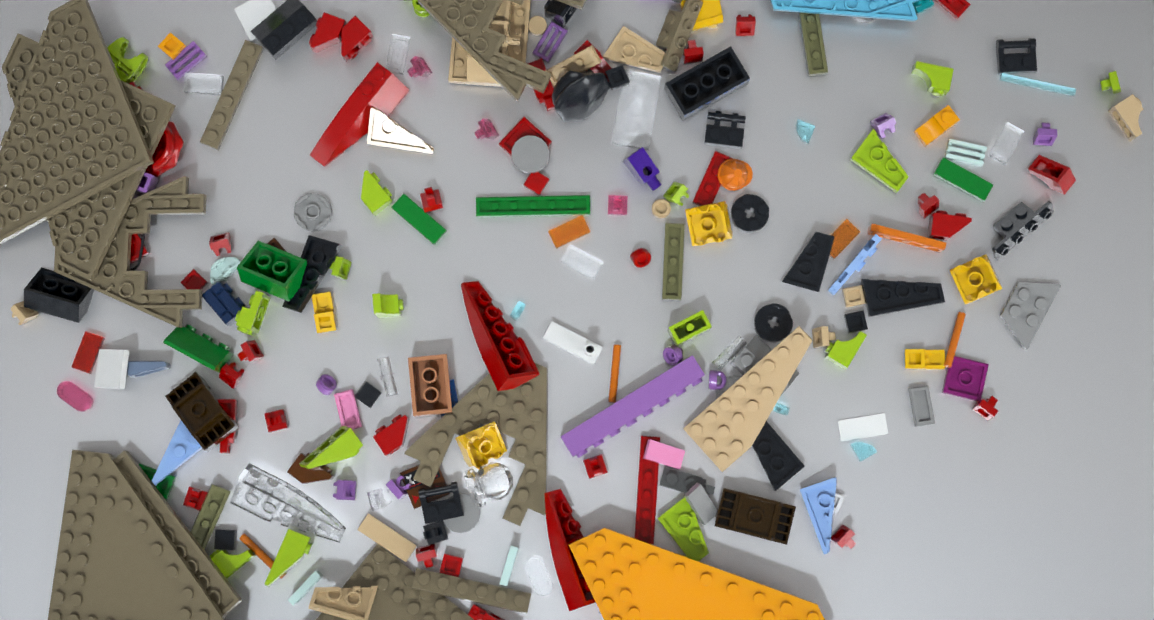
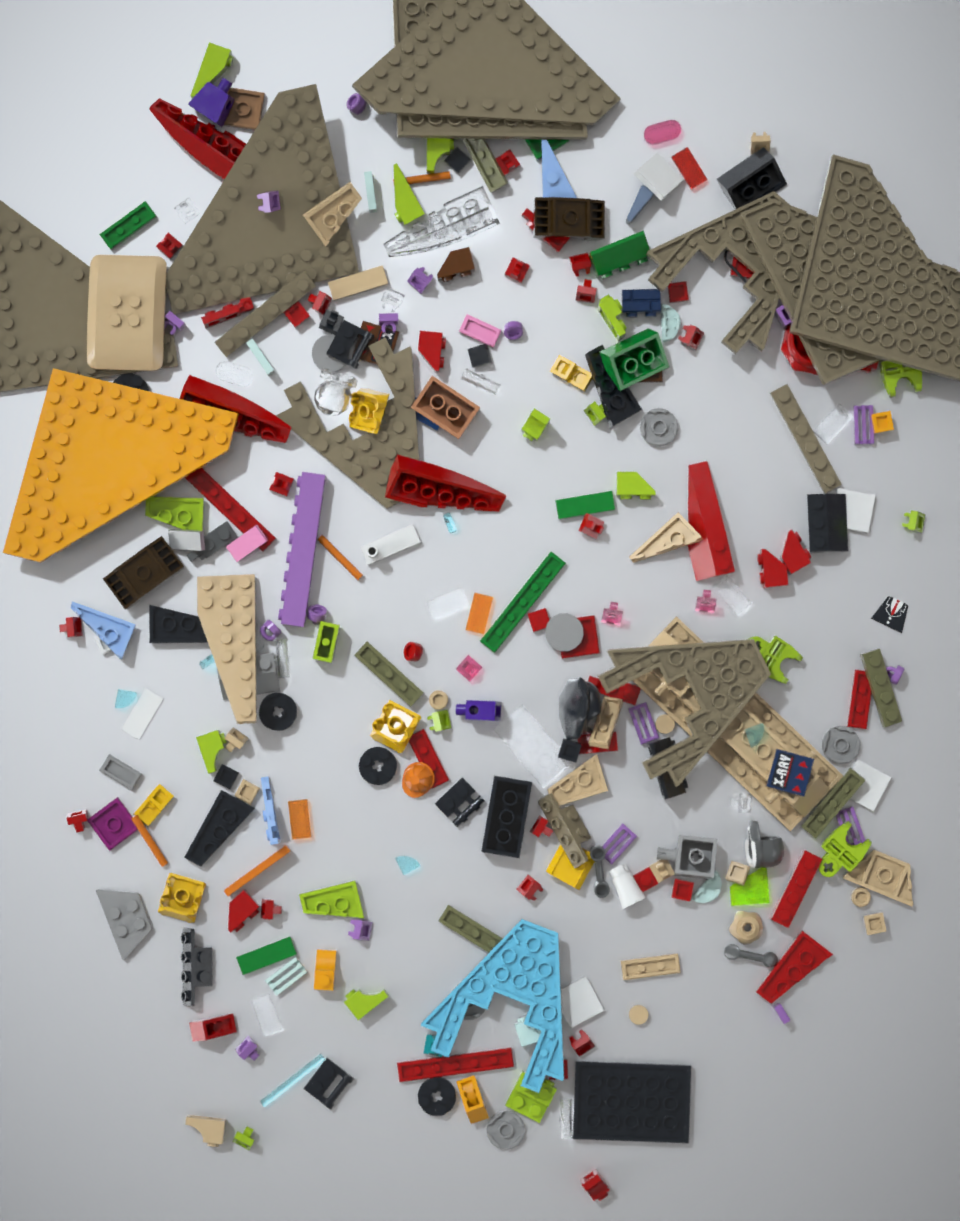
camera: 130 degrees right, 5 degrees up
(337, 447) = (456, 298): lime slope -> none
(812, 263) = (298, 779): black wing -> none

